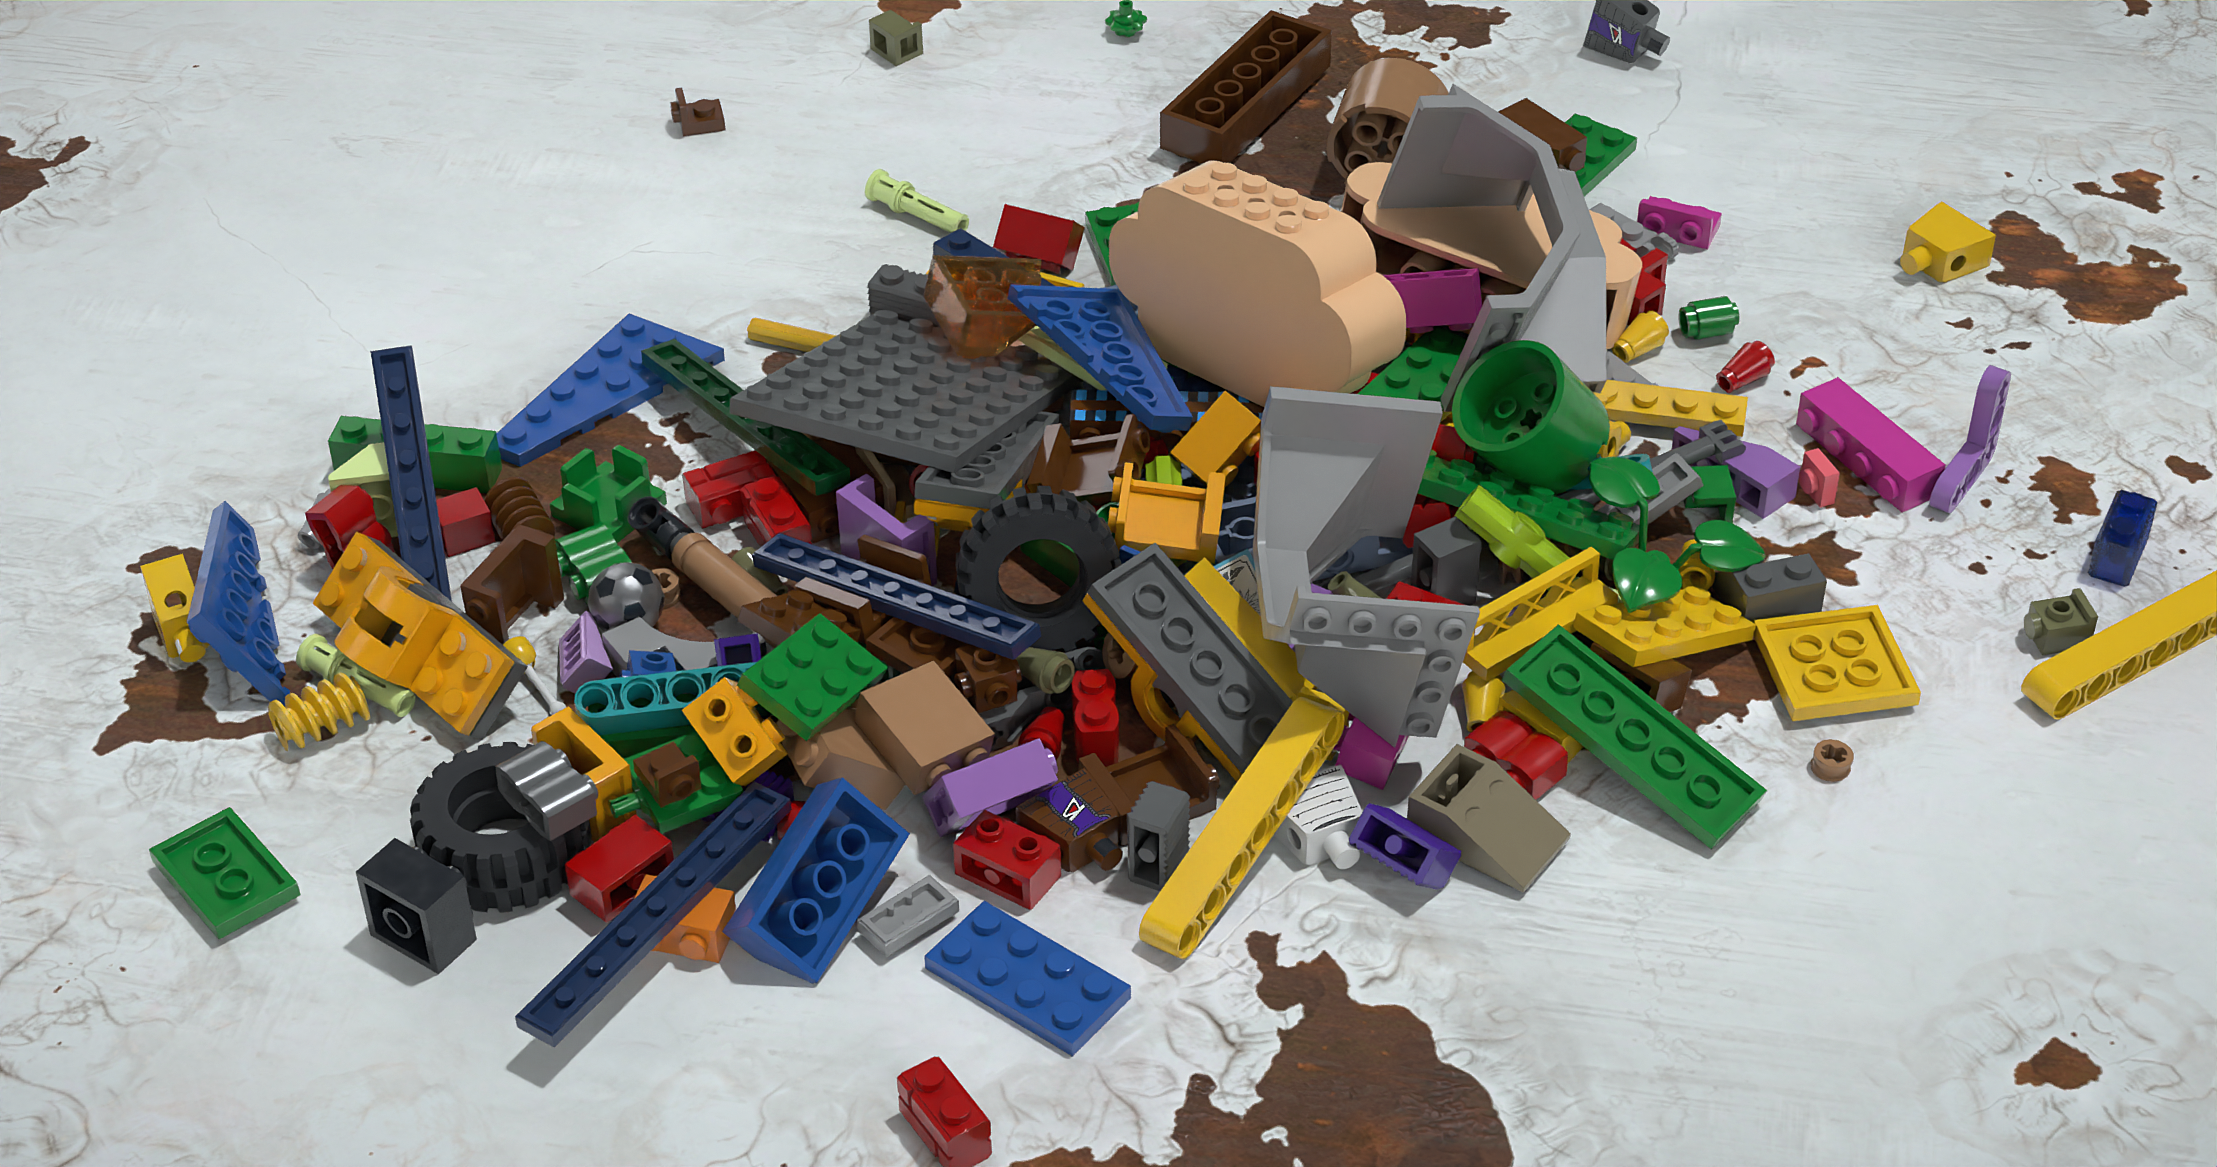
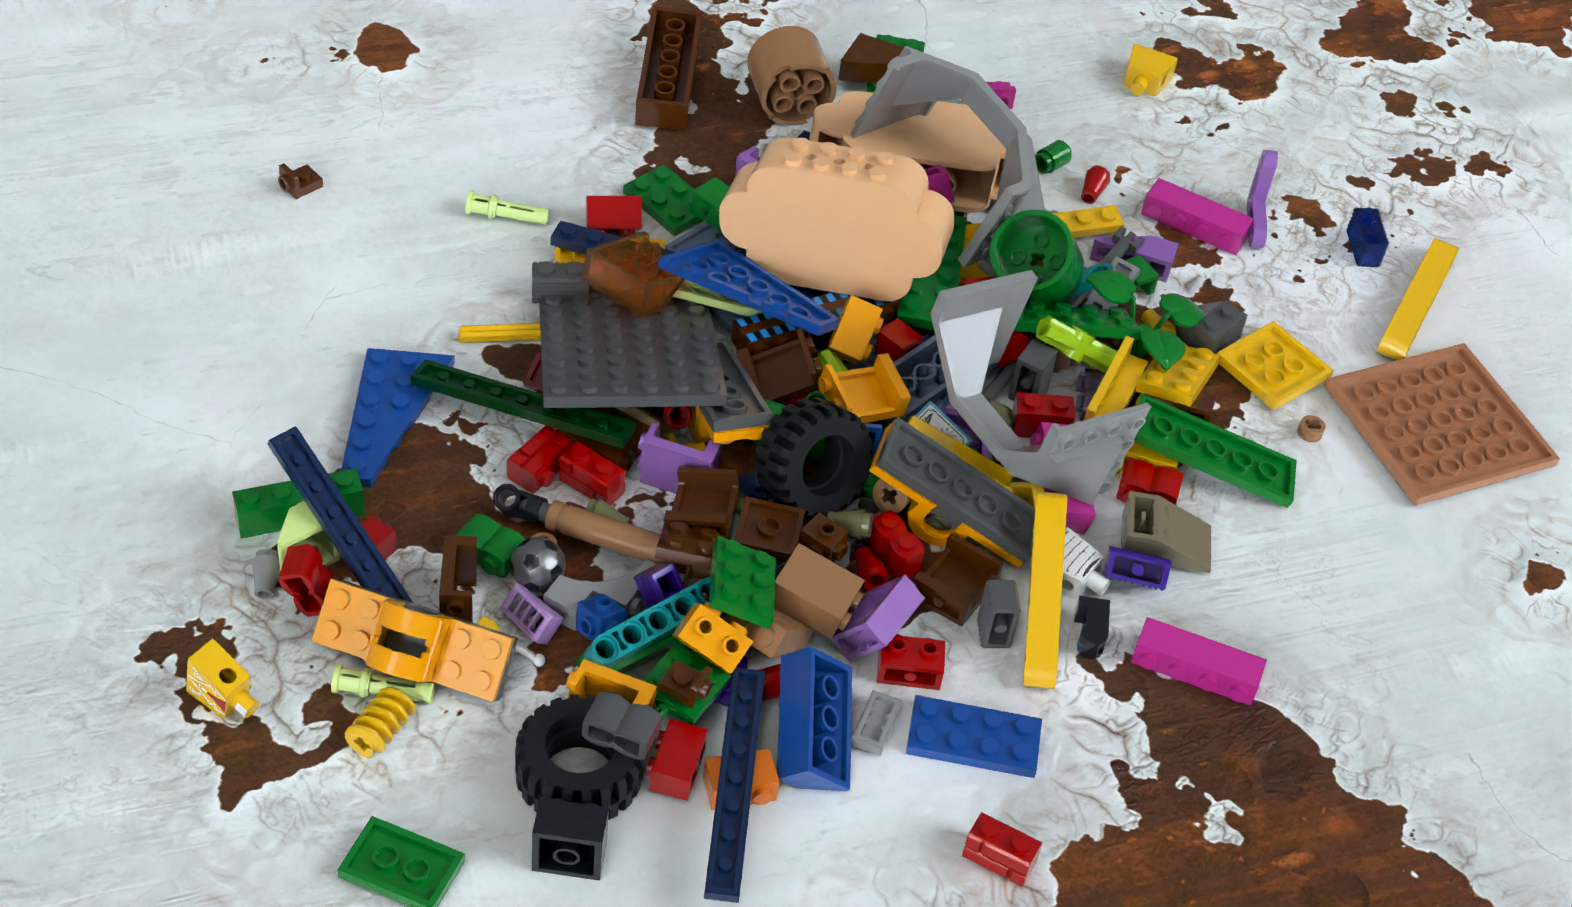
camera: 35 degrees left, 5 degrees up
(230, 607) = (264, 665): blue wing -> none
(516, 503) = (415, 529): reddish brown piece -> none
(603, 492) = (456, 491): green panel -> none
(895, 37) = (399, 85): olive brick -> none
(900, 596) = (735, 503): dark blue tile -> none
(1078, 819) = (938, 619): reddish brown torso -> none
(1126, 20) = (547, 34): green plant -> none
(1294, 901) = (1094, 617): none -> black leg
(1408, 991) = (1199, 661): none -> dark pink brick
(1819, 478) = (1188, 246): coral plate -> none
(2048, 813) = (1440, 423): none -> nougat plate
(2060, 622) = (1371, 301): olive brick -> none

